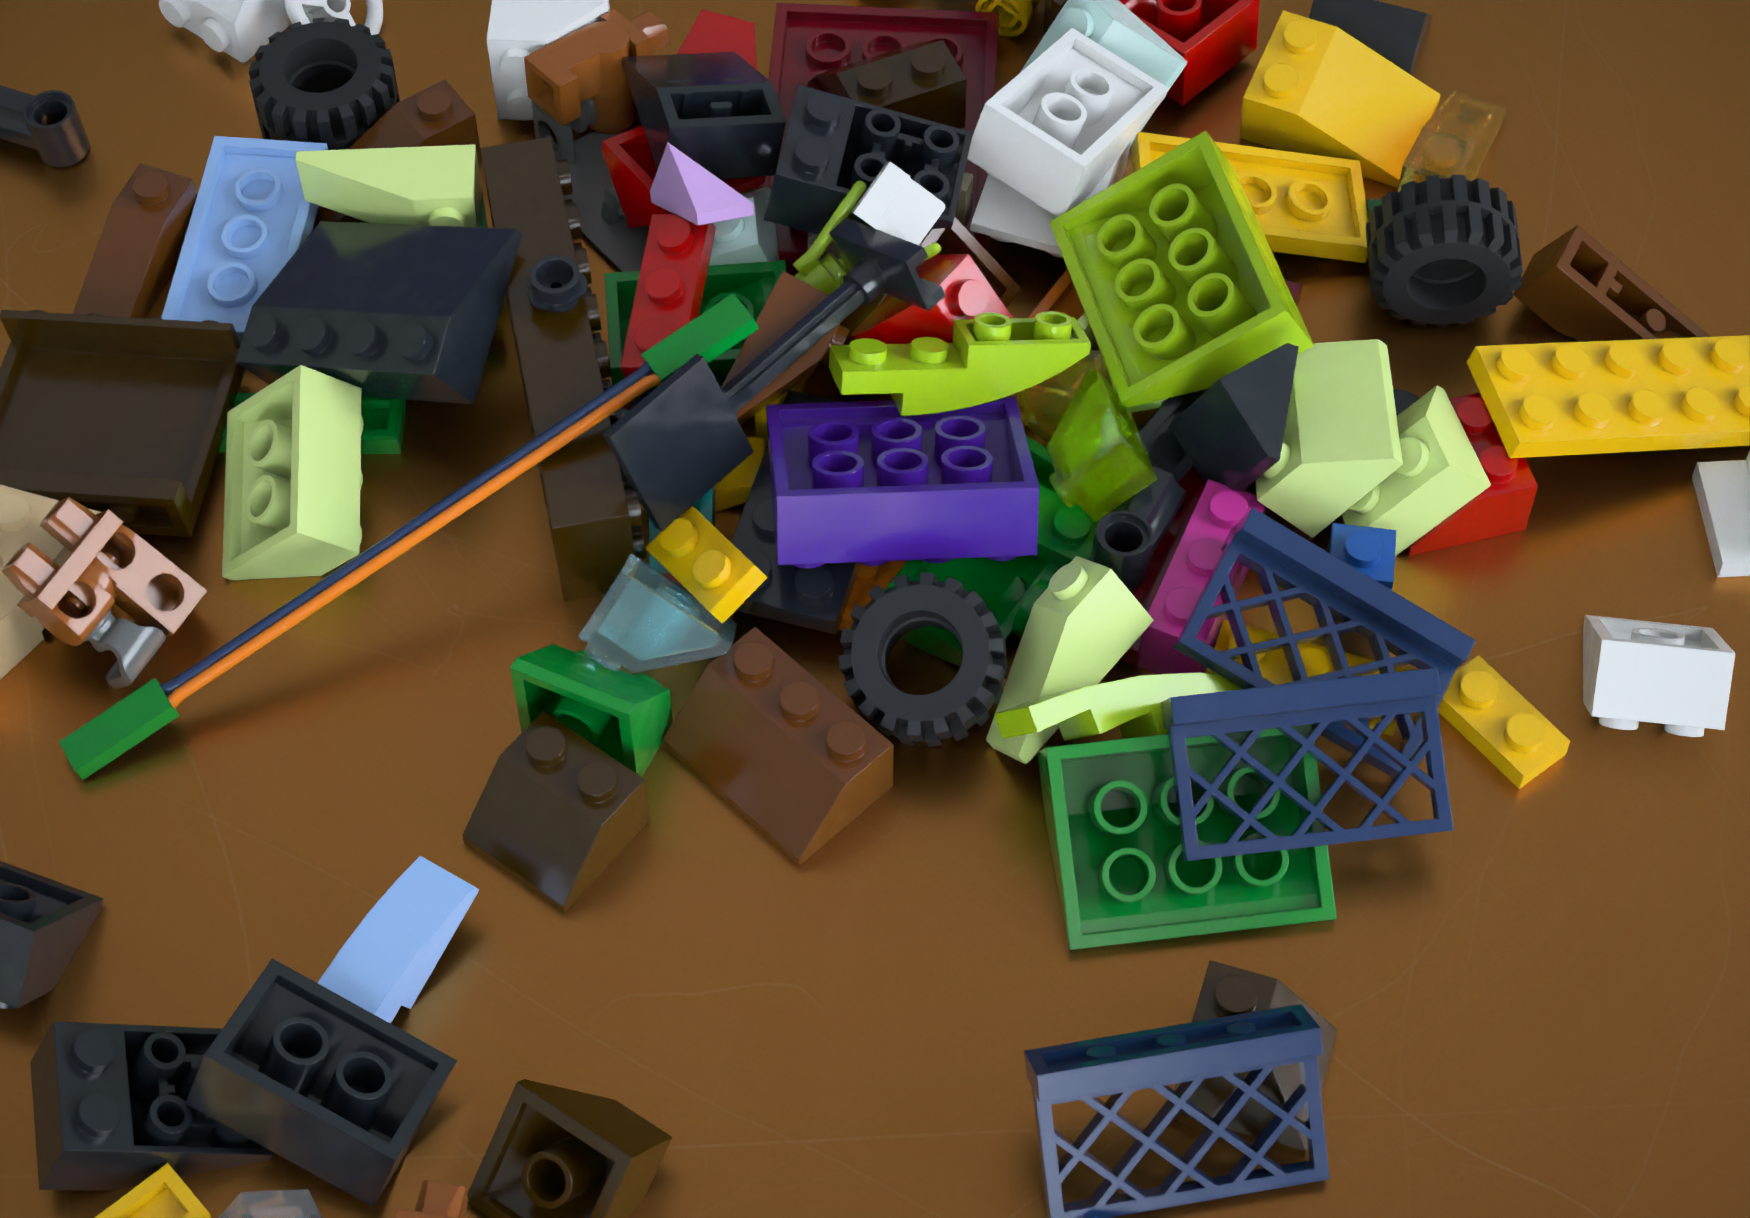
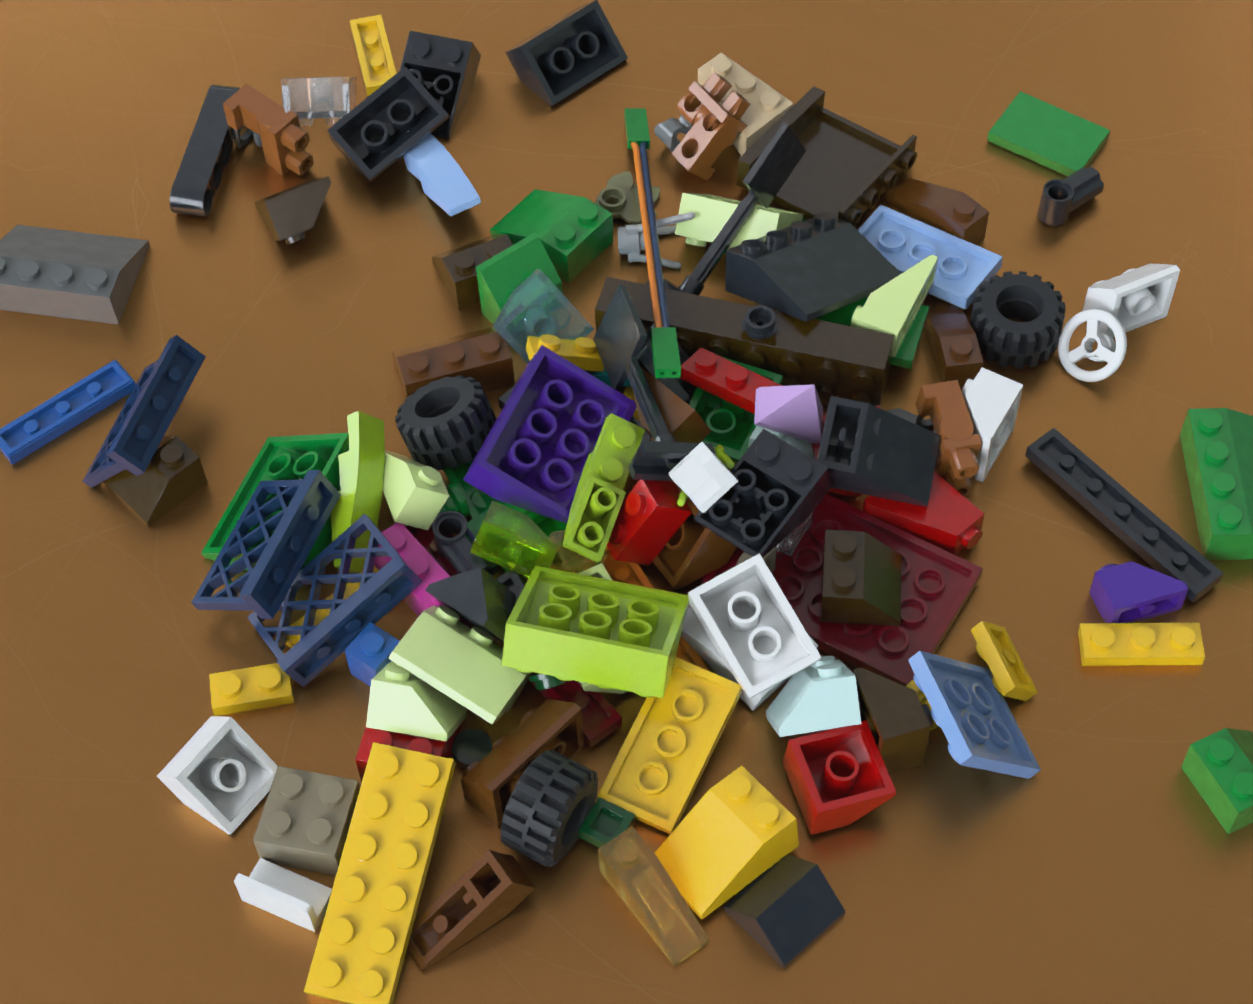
camera: 120 degrees right, 0 degrees up
(258, 381) = (764, 183): none -> black piece
(285, 674) = (622, 198): none -> olive plate
(388, 620) = (632, 239): none -> light grey plant
(419, 740) = (567, 225): none -> green slope
(1414, 307) = (492, 780): none -> reddish brown slope
(1640, 524) = (306, 820): none -> dark tan brick

